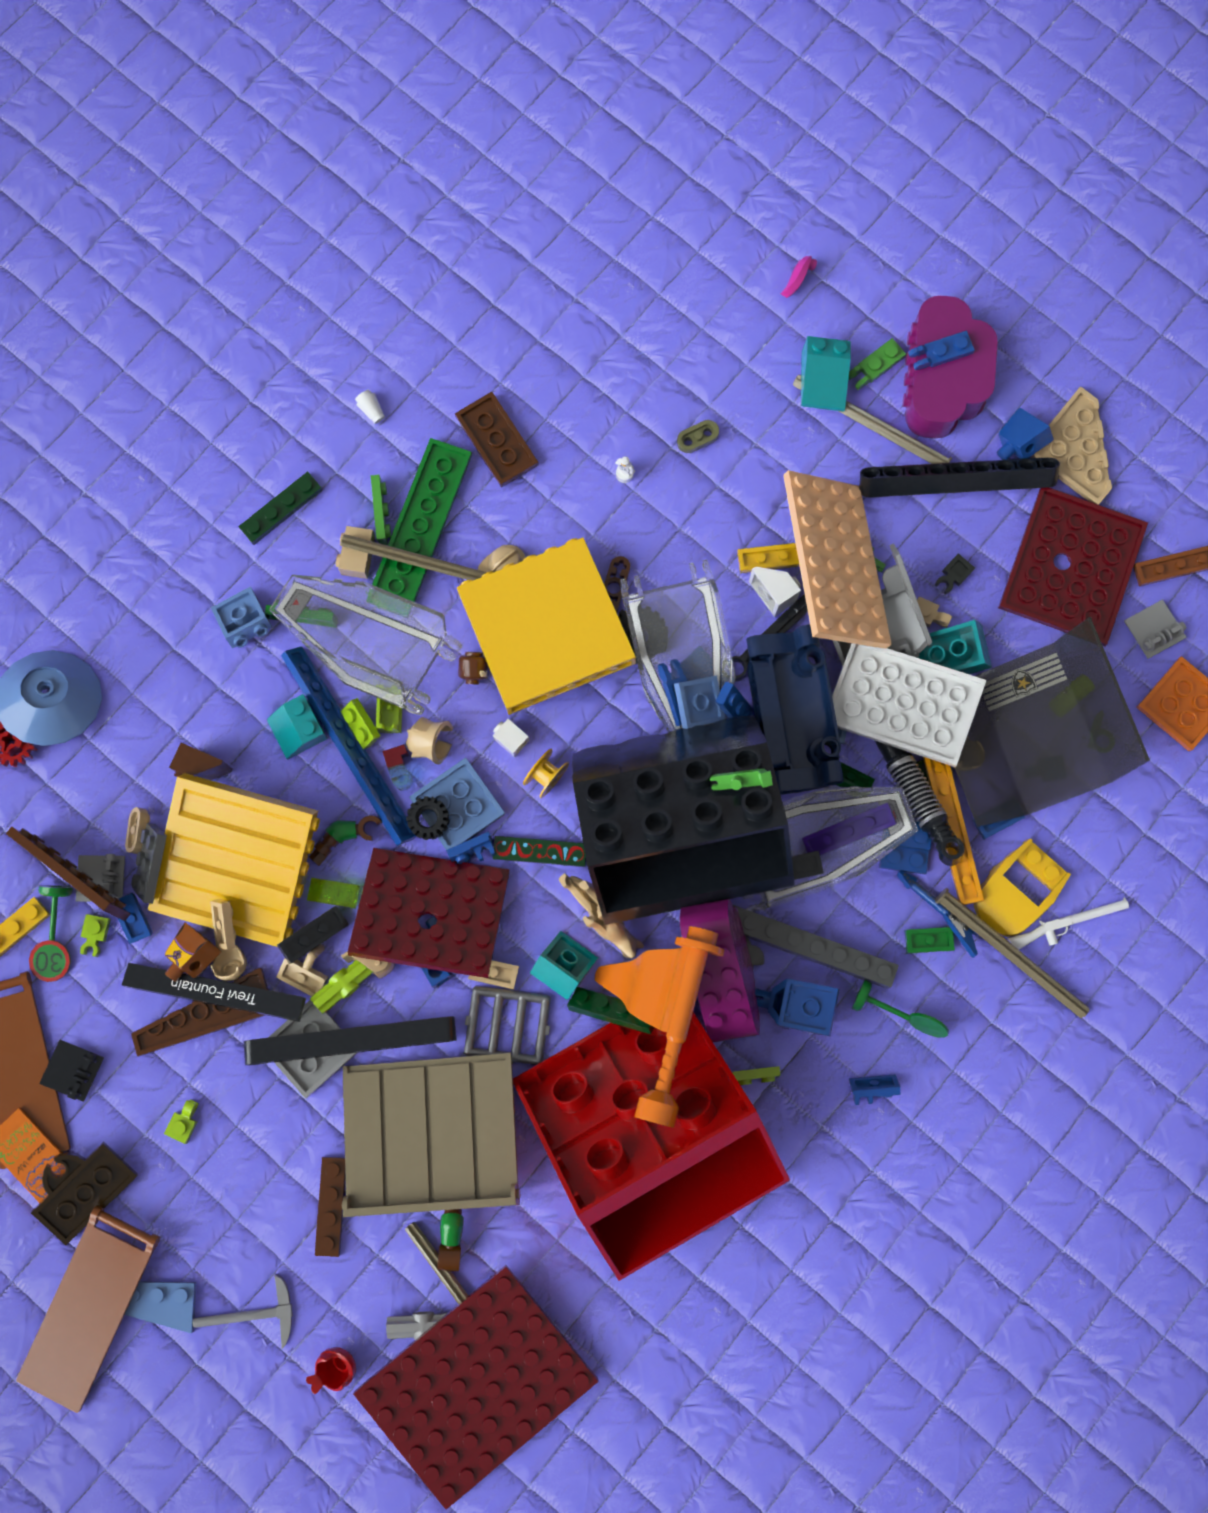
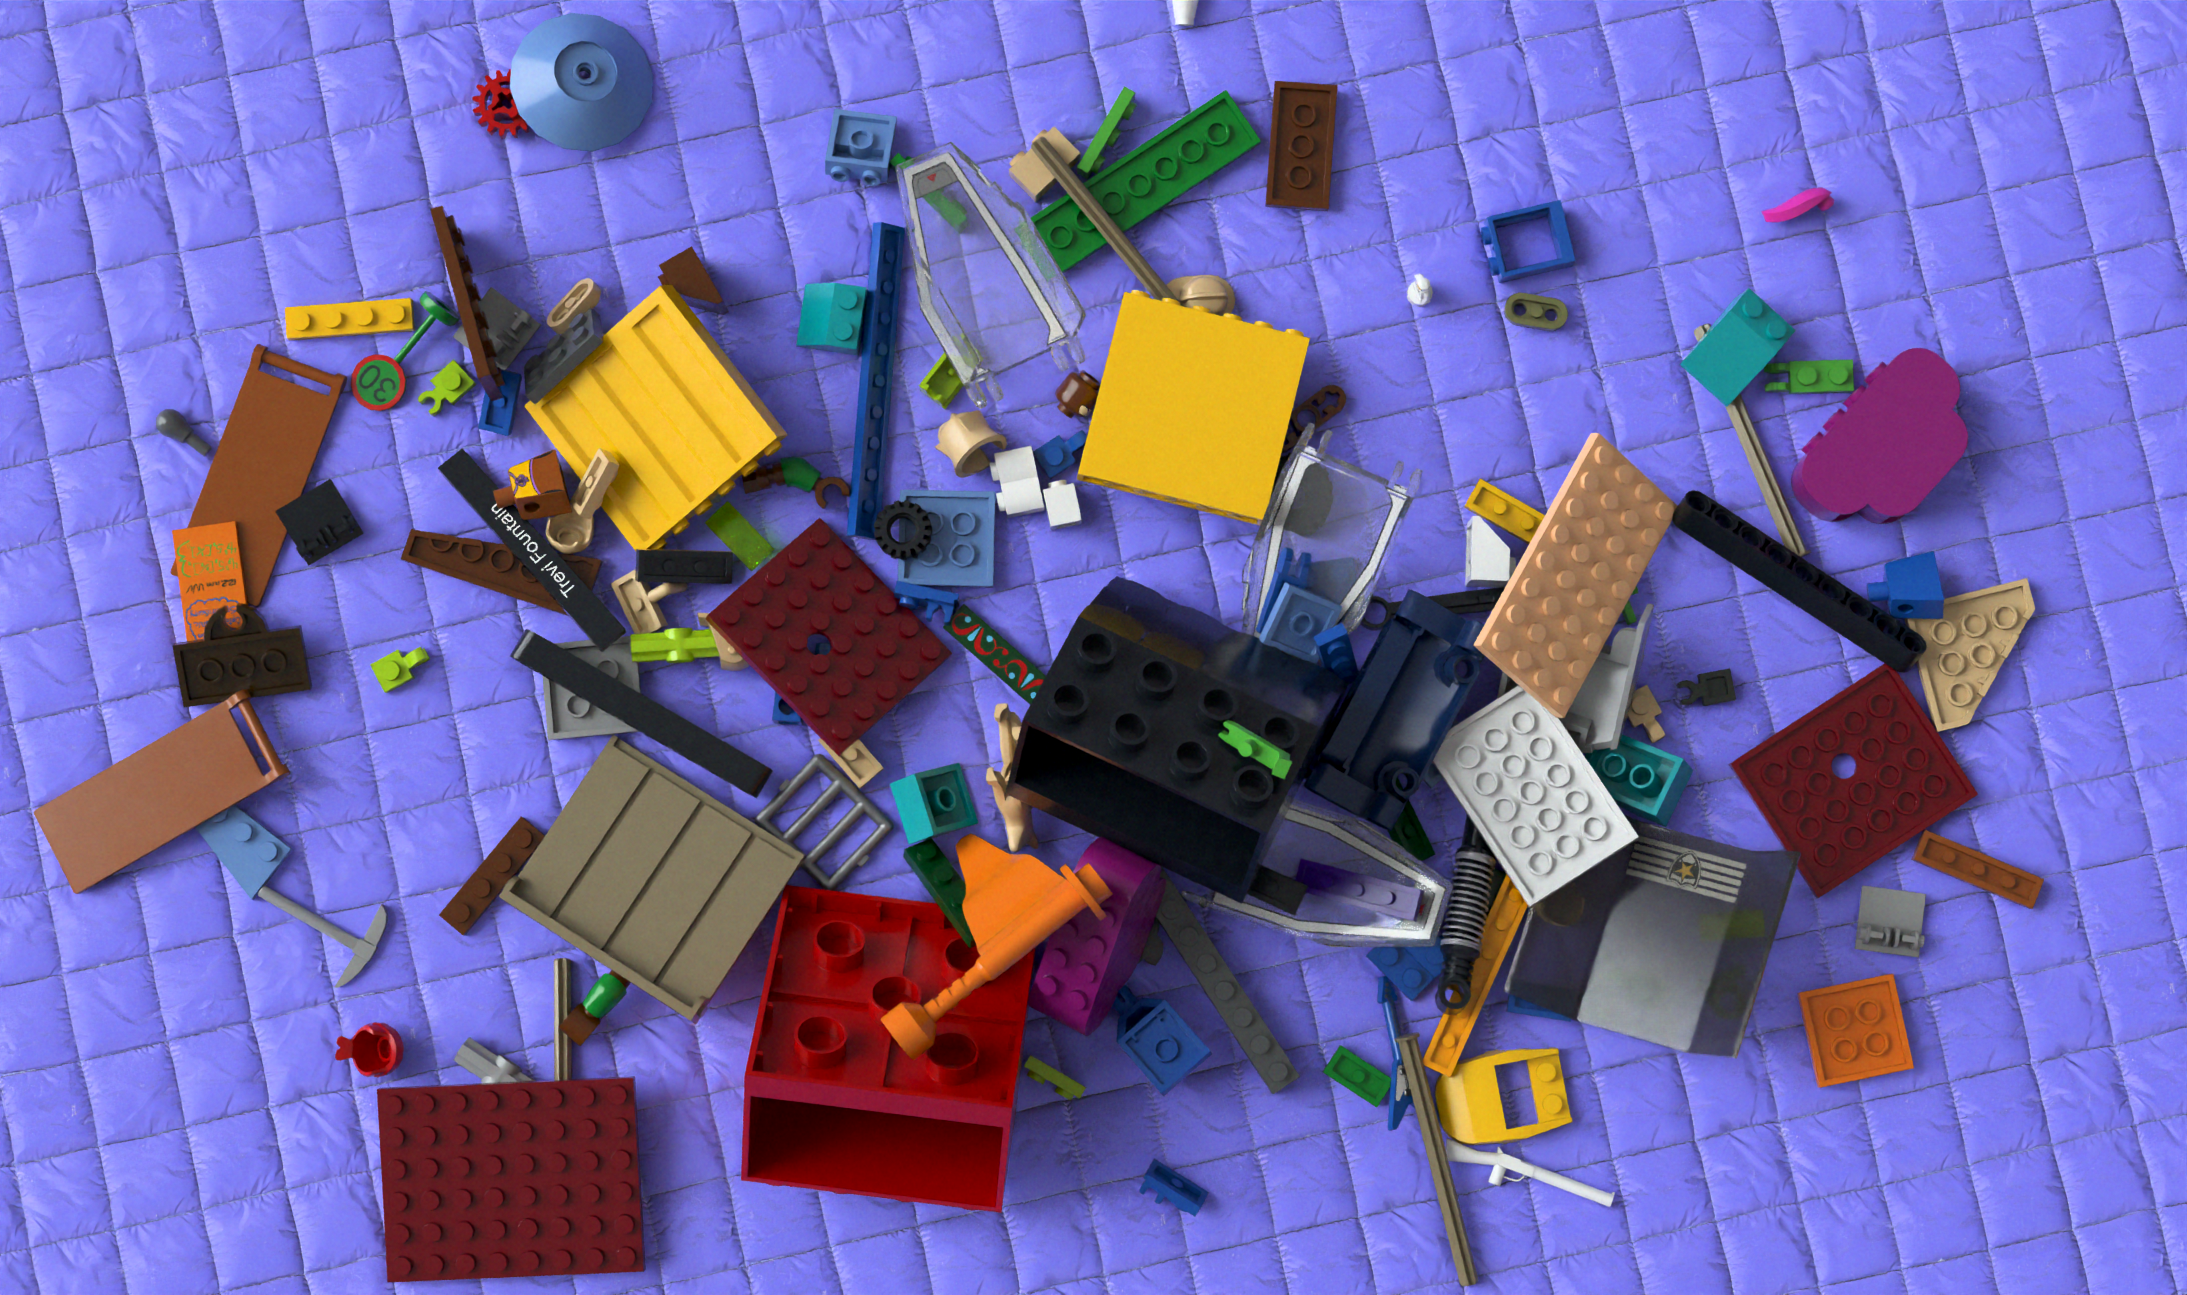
camera: 35 degrees right, 5 degrees up
(280, 508) = (996, 47): dark green plate -> none
(360, 723) = (906, 366): lime plate -> none
(397, 769) = (910, 447): leg -> none
(475, 742) = (1018, 482): none -> white brick
(486, 711) = (1057, 455): none -> blue plate
(545, 773) = (1070, 576): yellow piece -> none
(675, 382) = (1559, 233): none -> blue window
(919, 1021) = (1277, 1154): green piece -> none
(943, 350) = (1887, 423): blue hinge -> none

